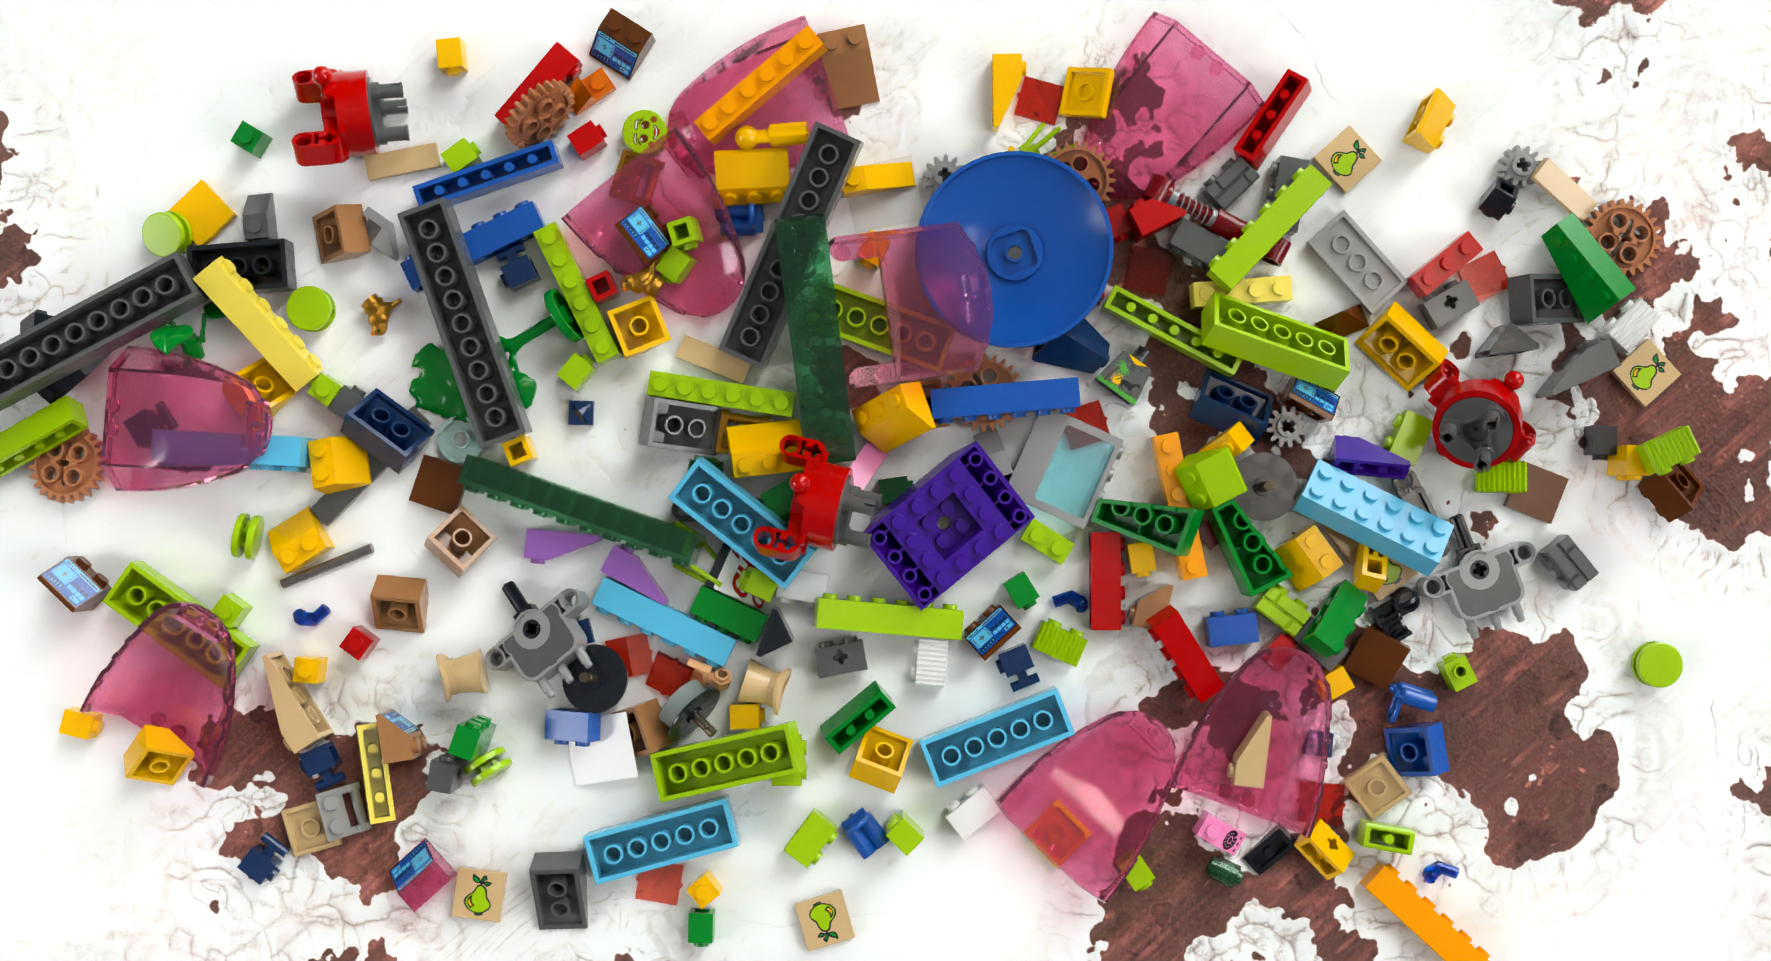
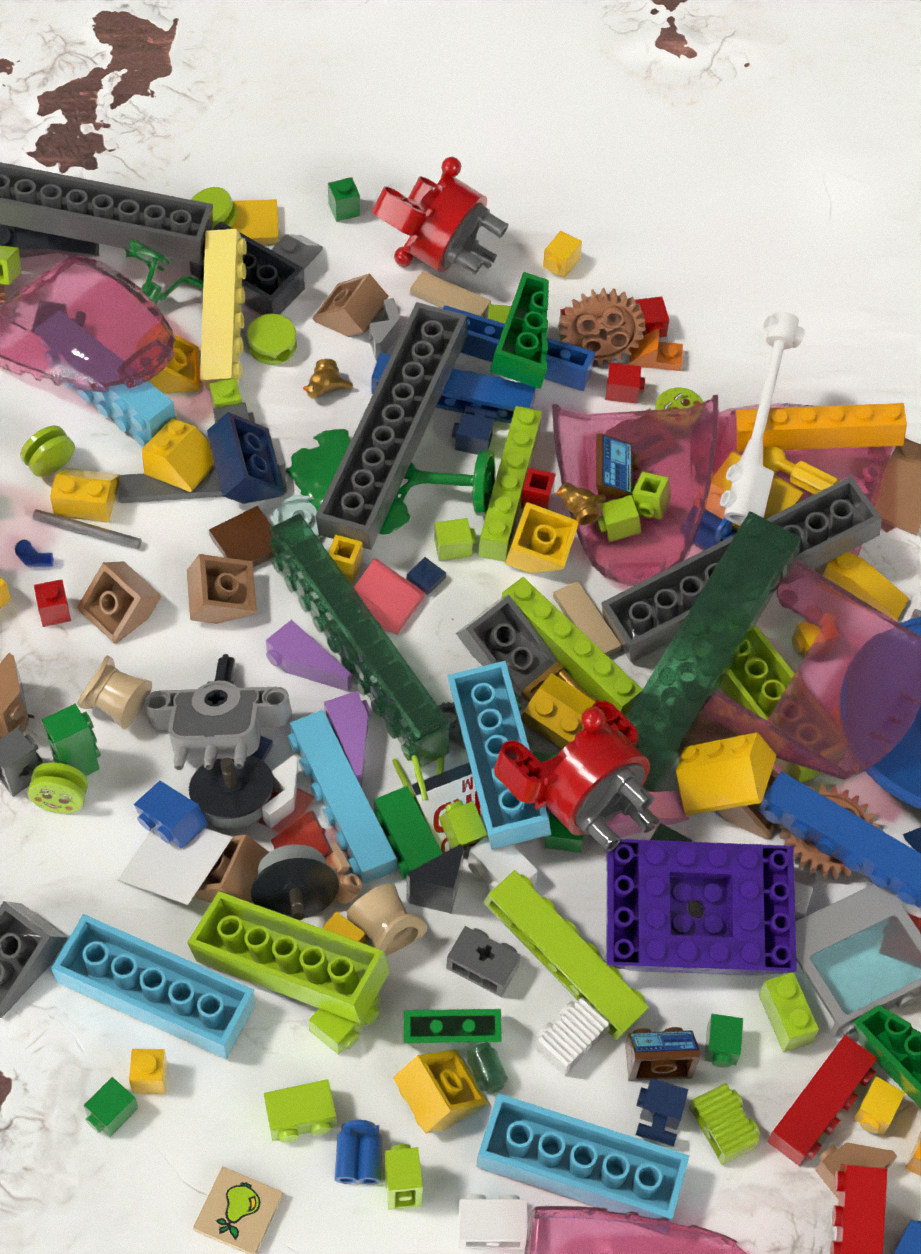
camera: 35 degrees right, 30 degrees down
(497, 180) = (524, 336): none -> green wedge
(569, 453) = (388, 596): none -> coral slope
(621, 44) = (716, 338): slope -> none
(624, 643) = (285, 785): none -> white slope
(660, 884) = (109, 1035): clear red piece -> none
(746, 176) = (749, 478): none -> white bar
(897, 724) = (486, 1068): none -> clear green brick
(1071, 598) = (772, 1092): clear blue arm -> none

